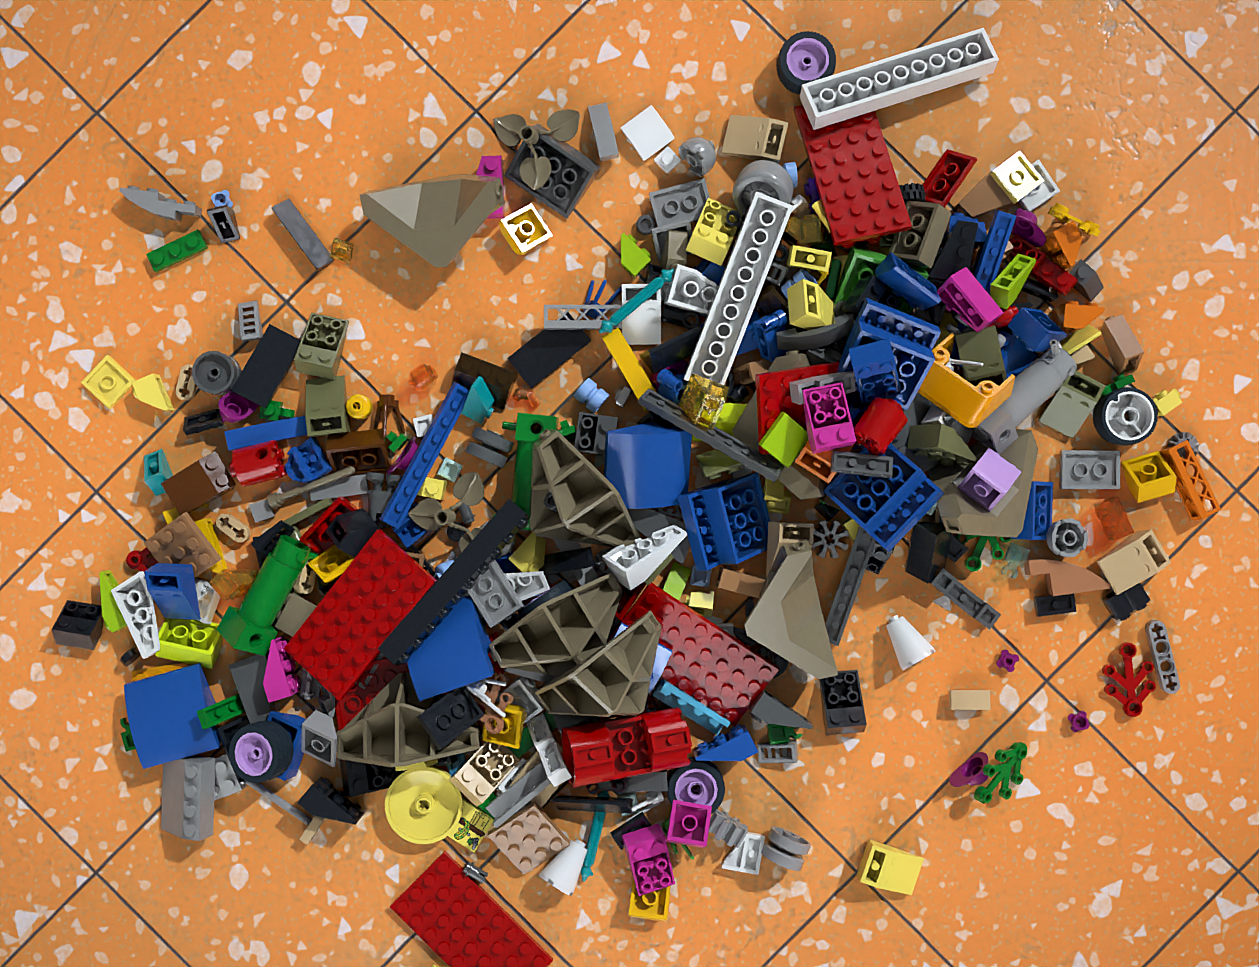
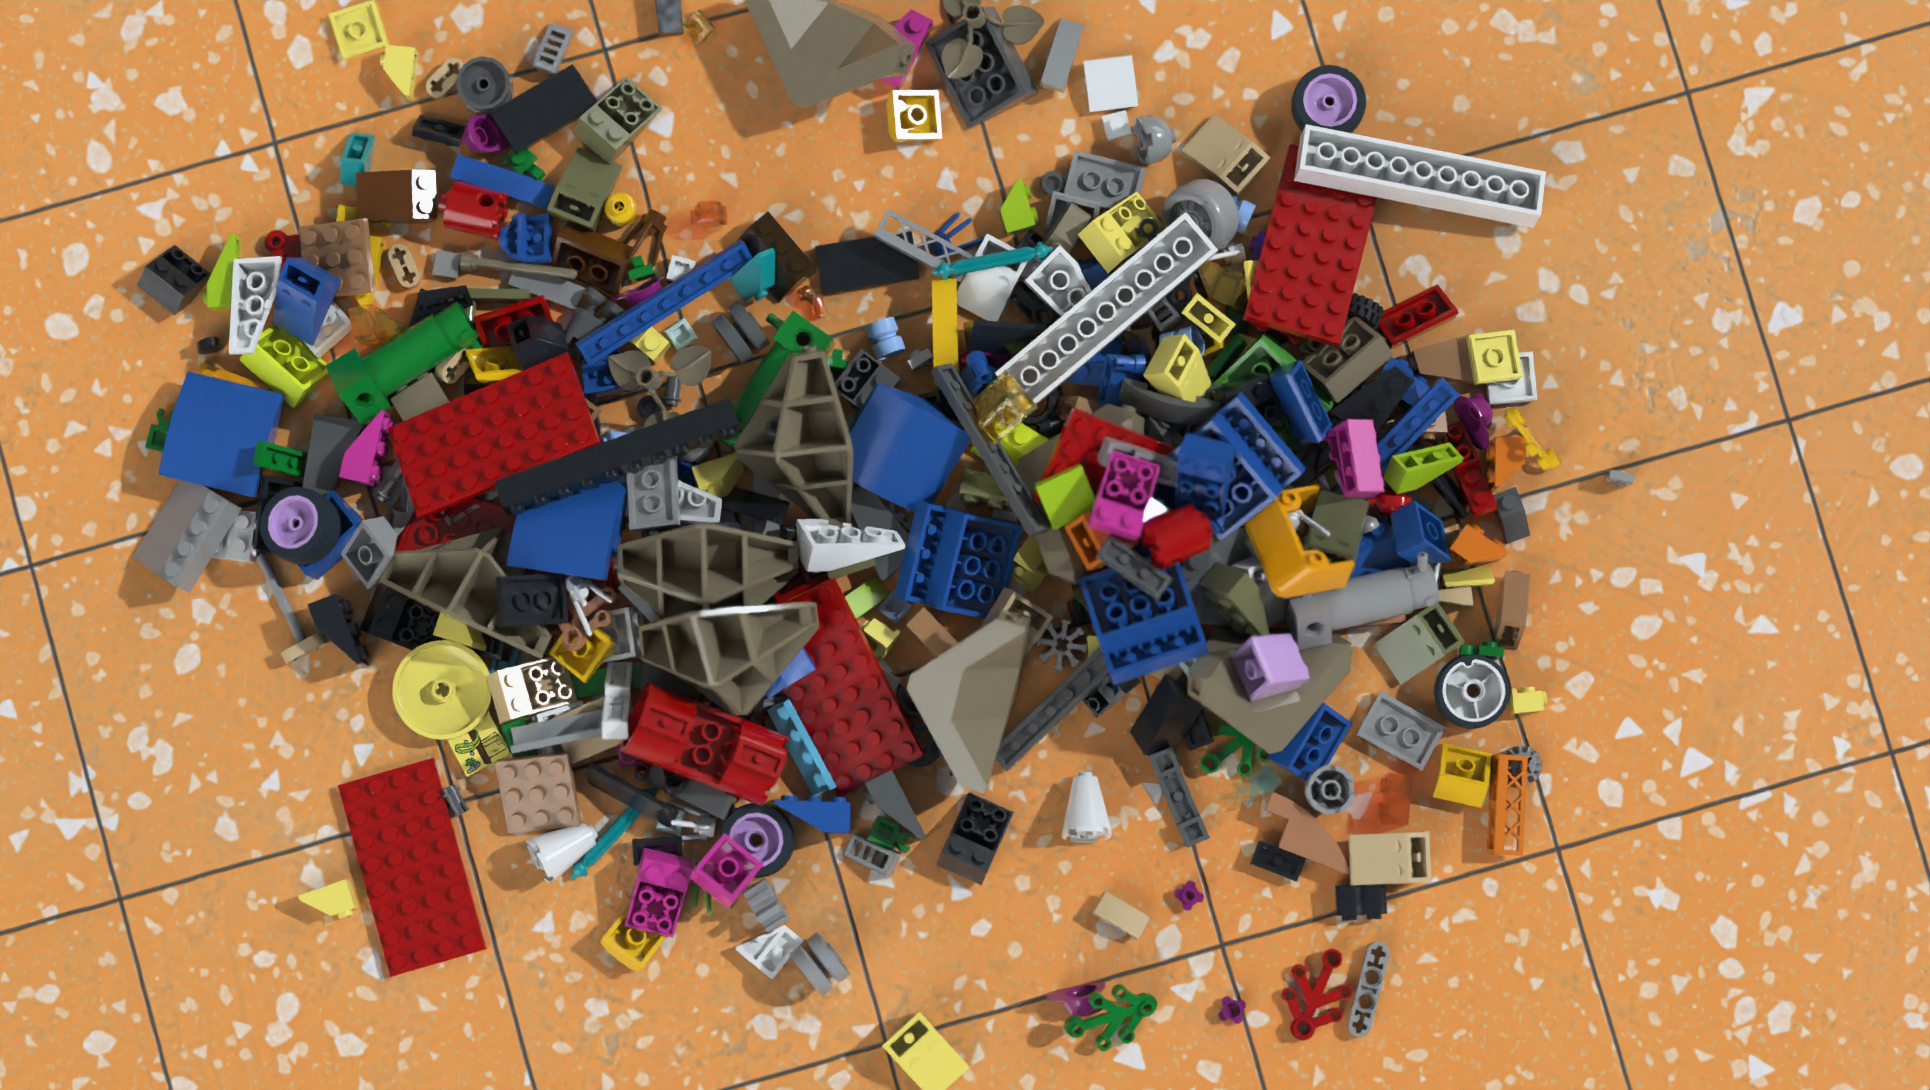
camera: 30 degrees right, 5 degrees down
(1146, 213) = (1620, 478): none -> light grey tile

